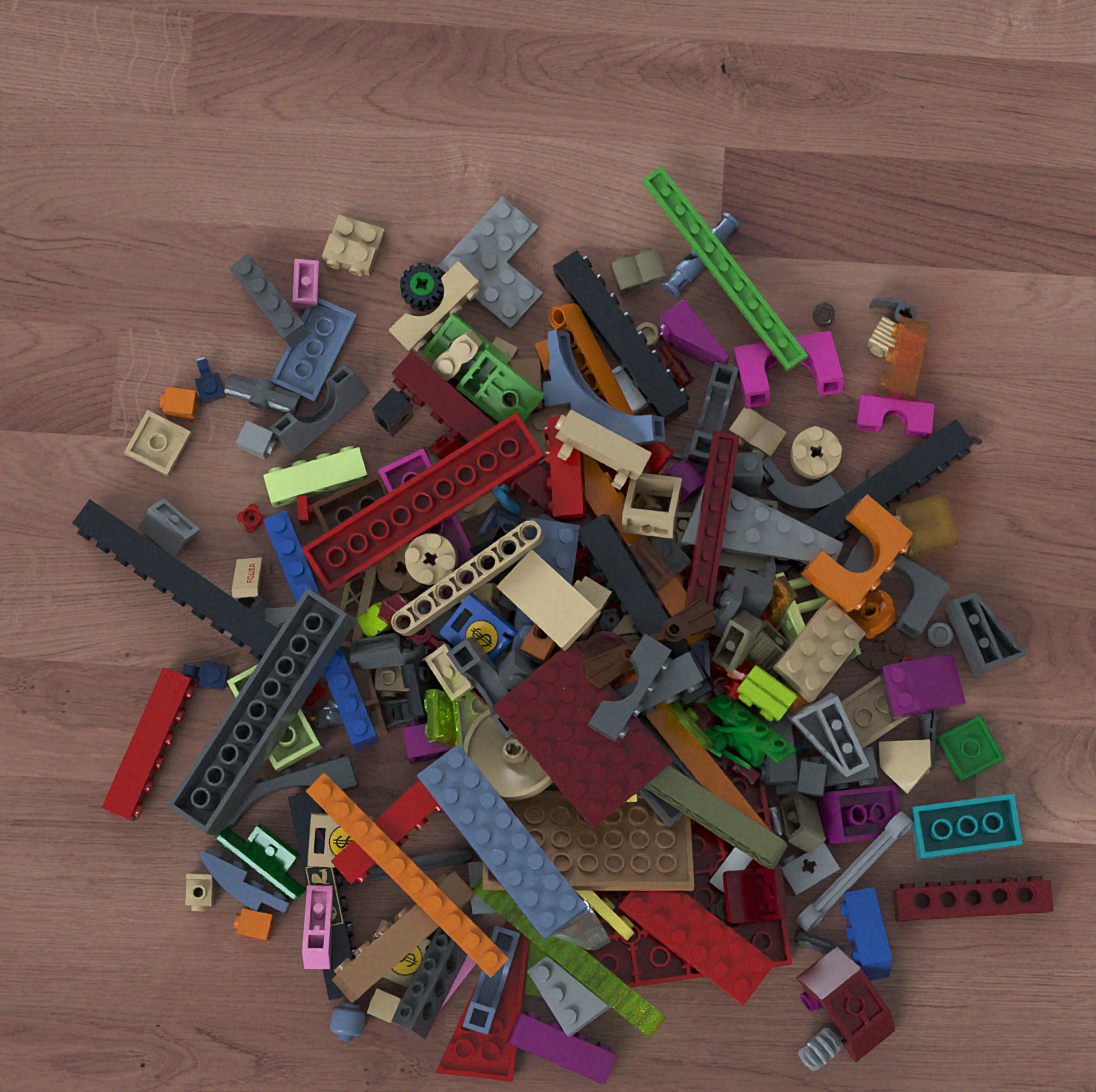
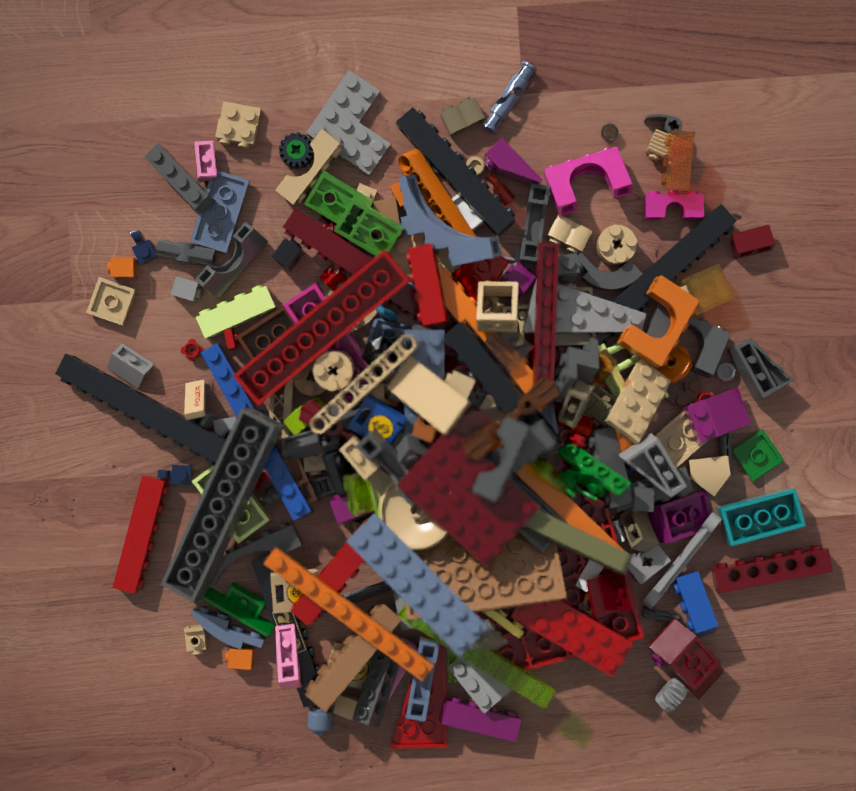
camera: 10 degrees left, 10 degrees up
(459, 353) = (331, 204): tan brick -> none
(601, 445) = (454, 266): tan brick -> none
(724, 269) = (529, 107): bright green plate -> none
(766, 694) = (603, 442): lime brick -> none
(992, 473) = (752, 241): none -> dark red hinge

